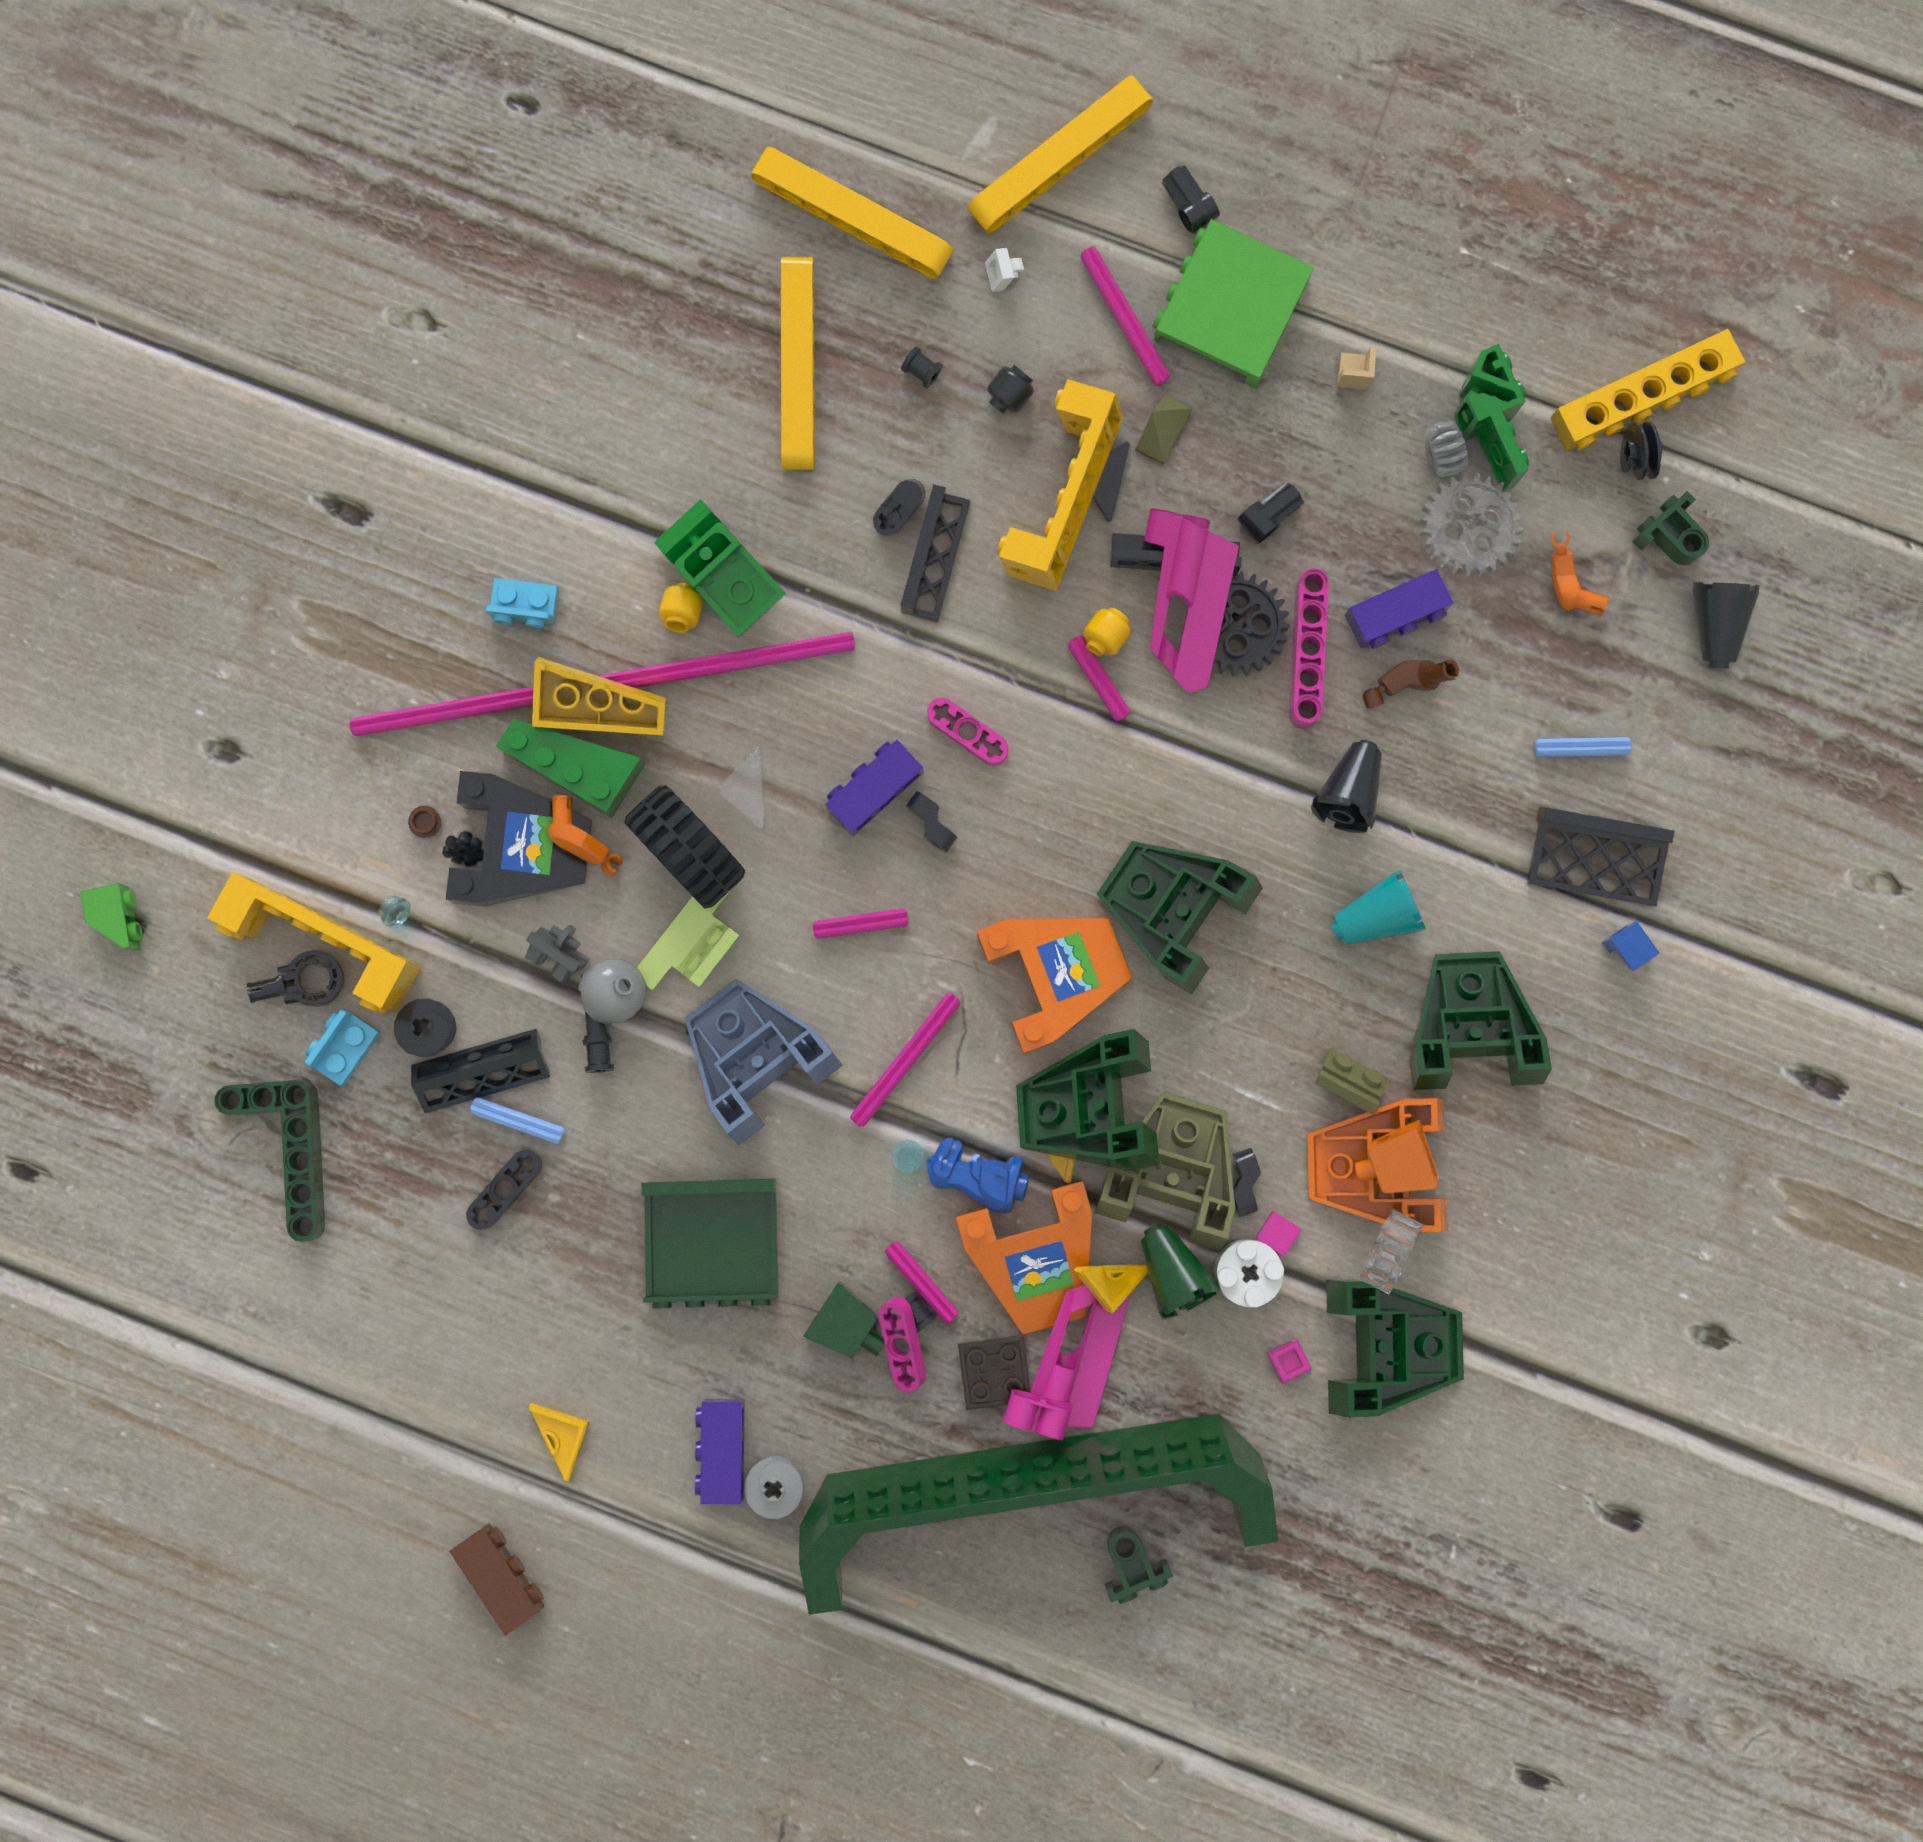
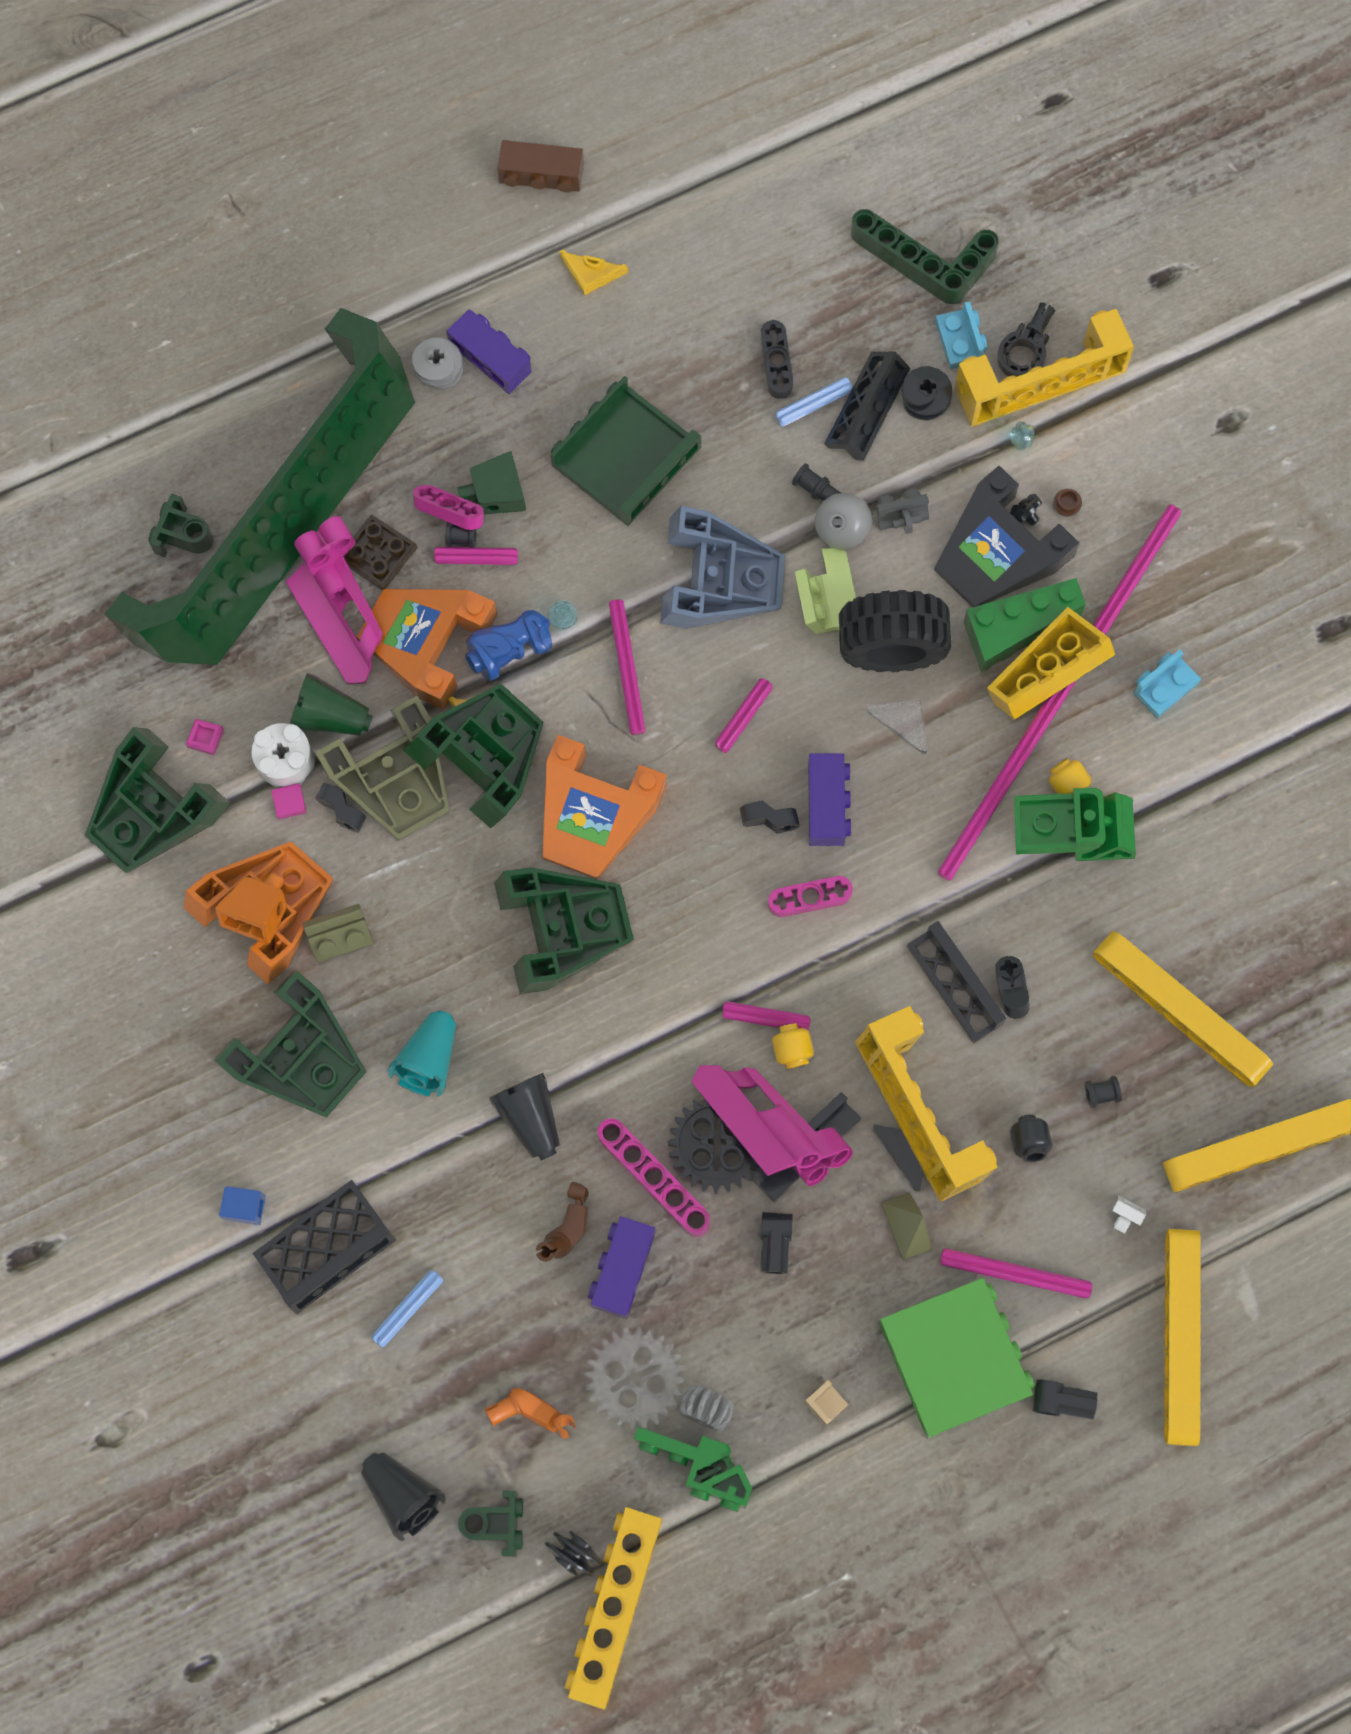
camera: 135 degrees right, 10 degrees down
(112, 913) = (1175, 268): bright green slope -> none
(577, 841) = (968, 576): orange arm -> none
(1111, 1282) = (360, 664): yellow tile -> none
(1391, 1251) = (205, 847): clear brick -> none

